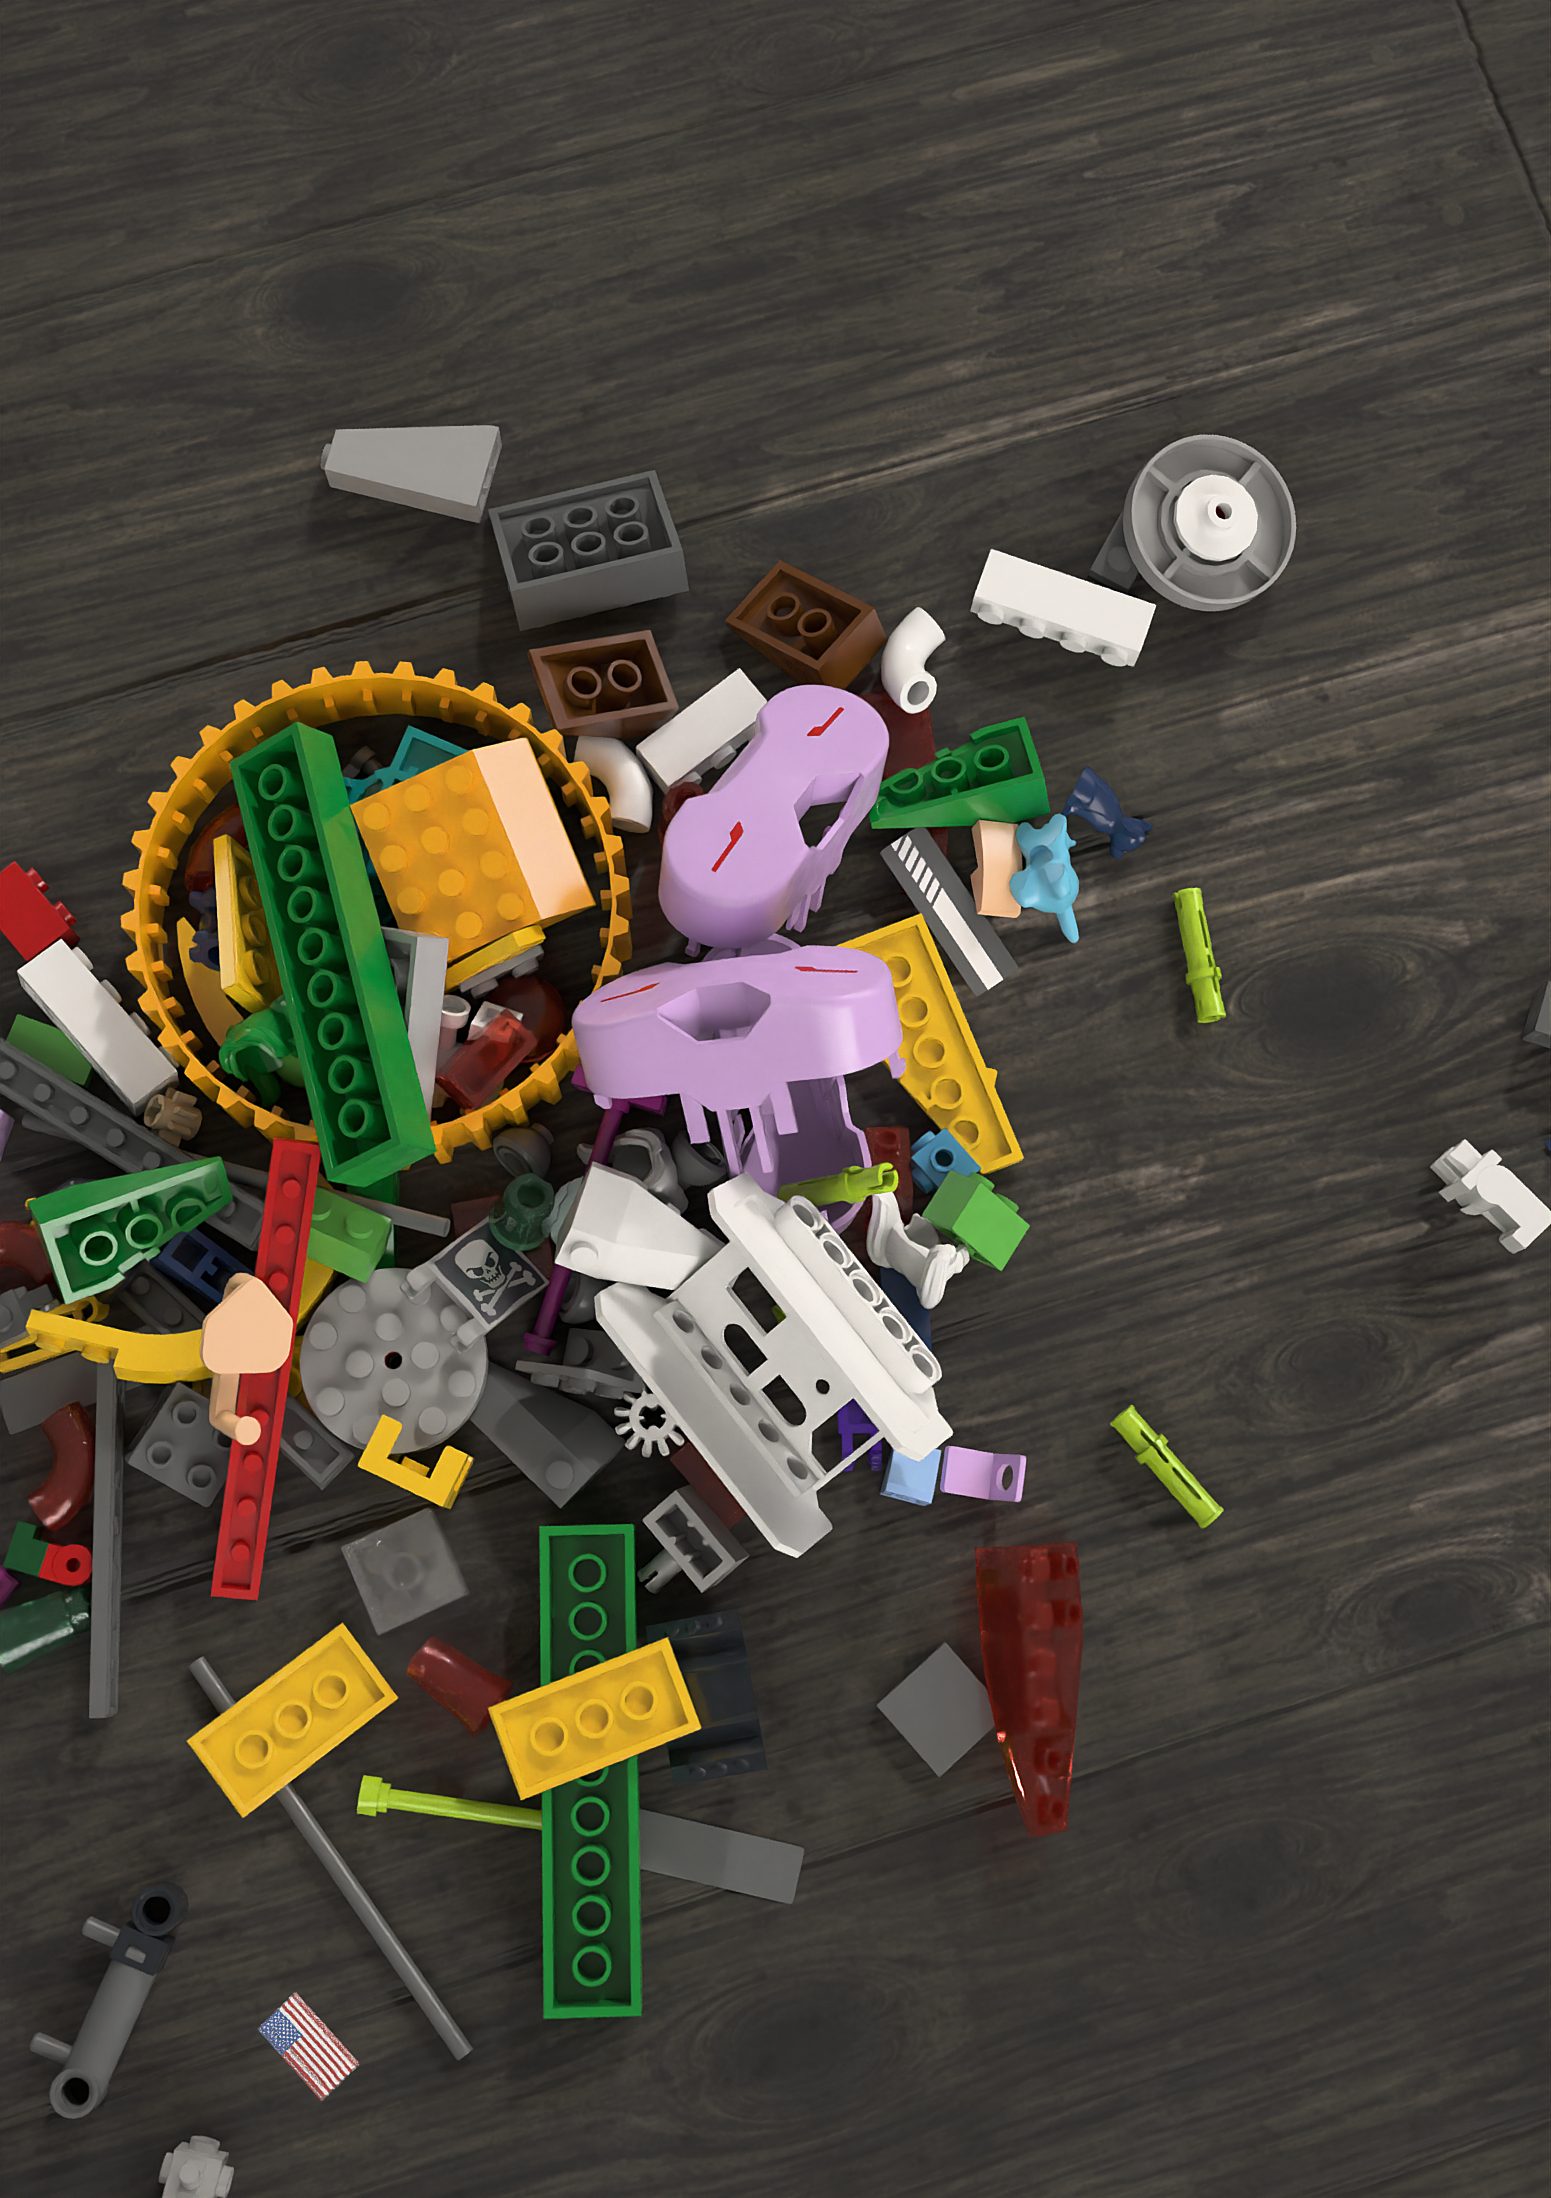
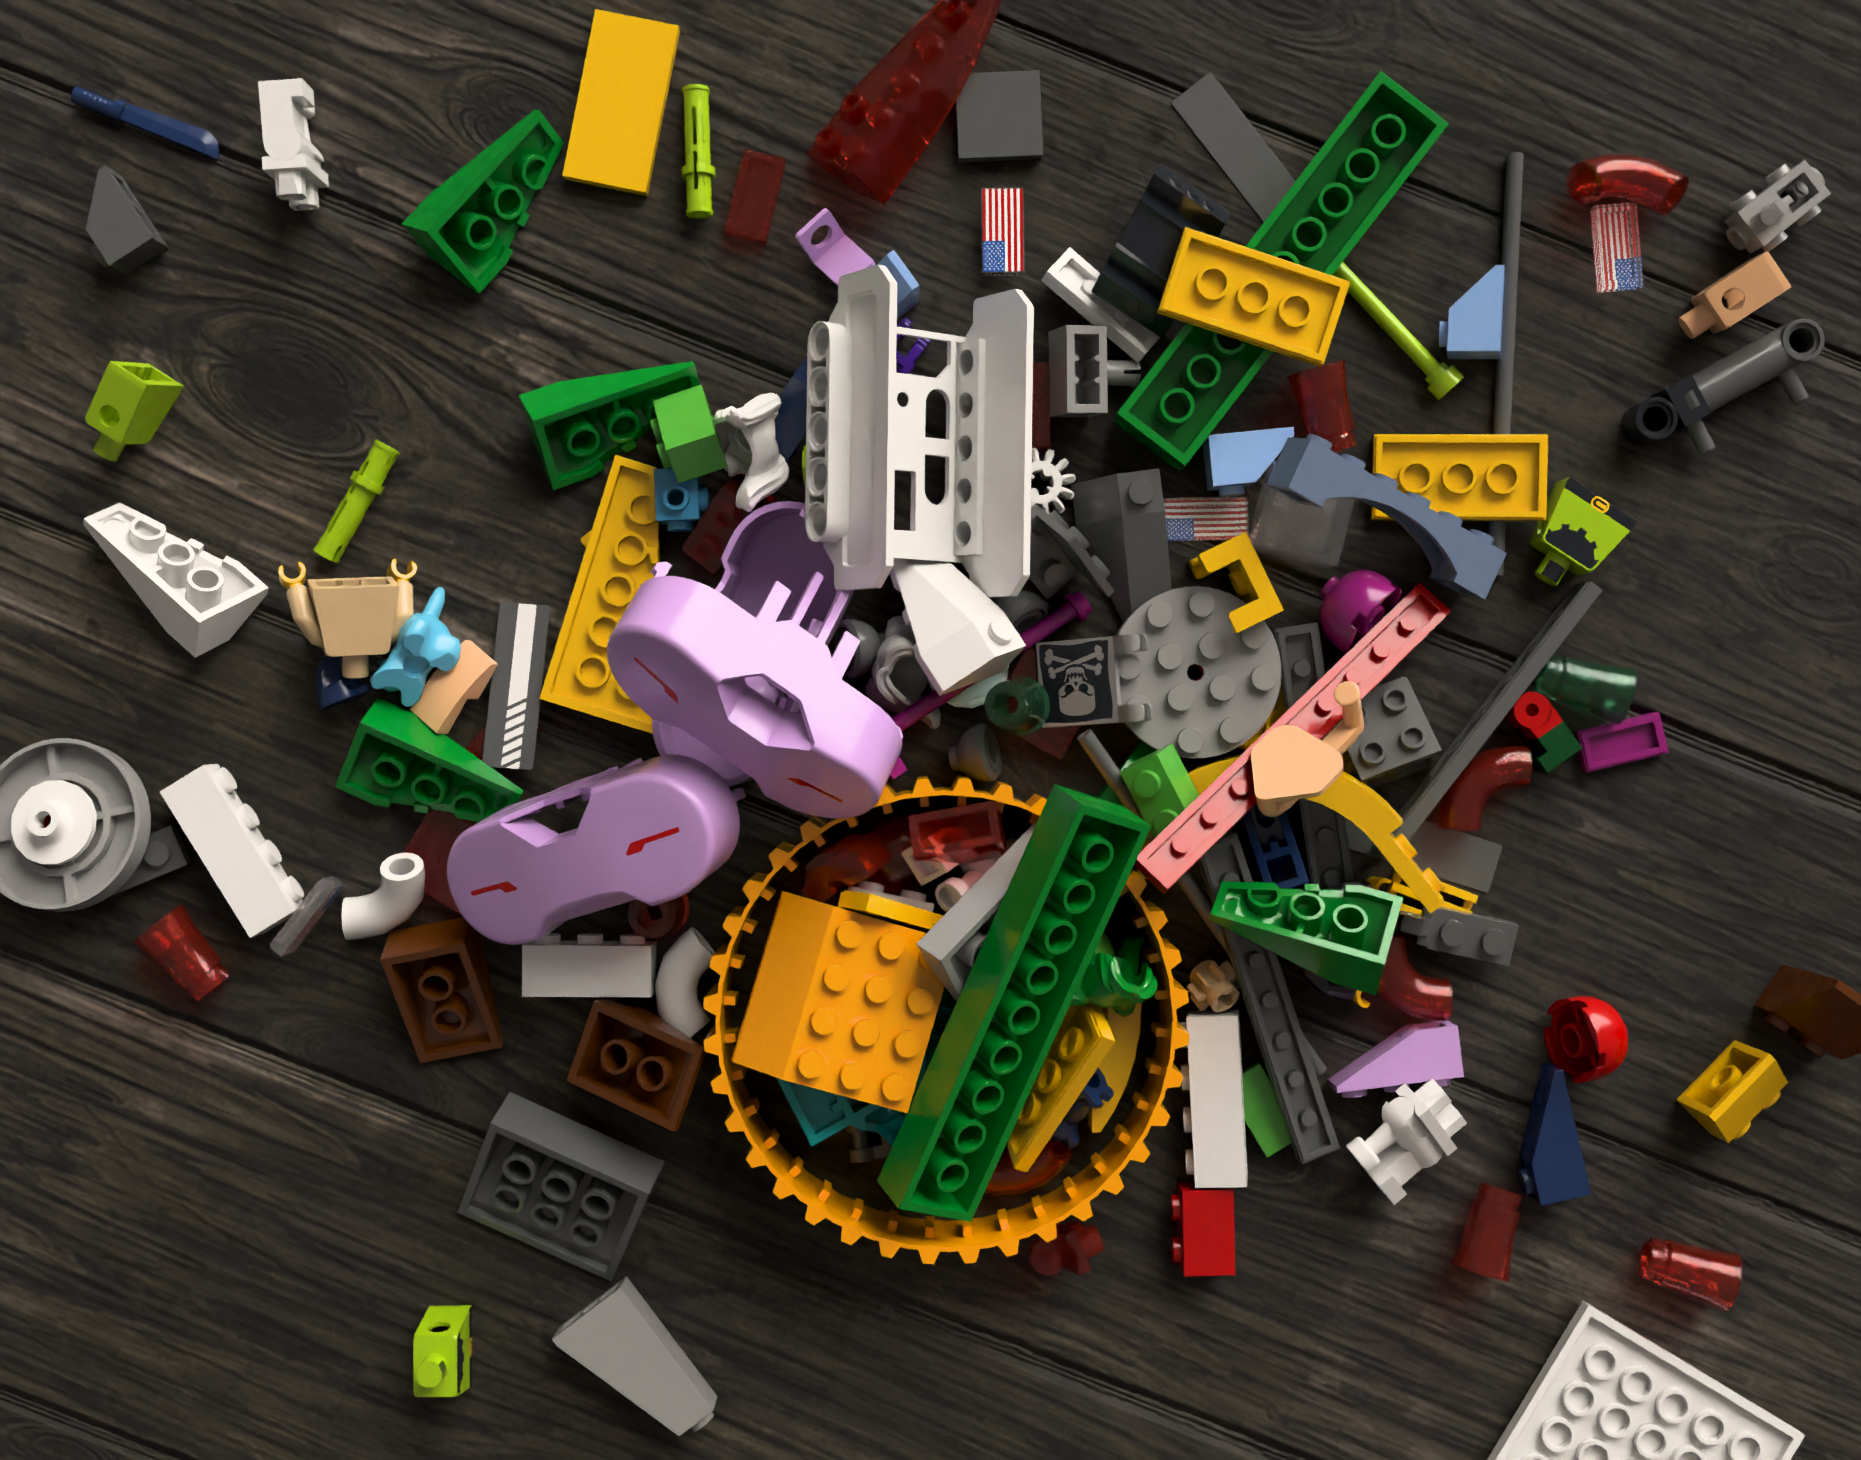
camera: 135 degrees left, 10 degrees up
(130, 809) = (1068, 1250): none -> clear red hips
(150, 1755) = (1577, 531): none -> lime torso
(155, 2100) = (1743, 289): none -> light nougat torso
(298, 1530) = (1355, 606): none -> magenta cylinder
(346, 2116) = (1629, 179): none -> clear red cylinder
(384, 1871) = (1476, 320): none -> light blue slope
(418, 1597) = (1458, 557): none -> sand blue arch
(488, 1506) = (1206, 518): none -> clear tile
(496, 1581) = (1241, 458): none -> light blue slope
(561, 972) = (842, 863): none -> clear red cylinder
(571, 349) = (443, 1358): none -> lime torso
(762, 1614) = (1073, 281): none -> white plate
(849, 1186) = (764, 524): lime pin -> none
(858, 1611) = (1002, 231): none -> tile
(963, 602) = (306, 915): none -> clear tile
(1032, 500) = (184, 953): none -> clear red plant
(1066, 1174) = (596, 417): none -> green wedge
(1088, 1470) = (755, 196): none -> clear red tile
(1122, 858) = (351, 614): none -> tan torso
(1263, 1457) = (621, 102): none -> yellow tile
(1276, 781) = (185, 588): none -> white wedge
(1302, 1271) = (480, 207): none -> green wedge
(1437, 885) = (129, 406): none -> lime torso

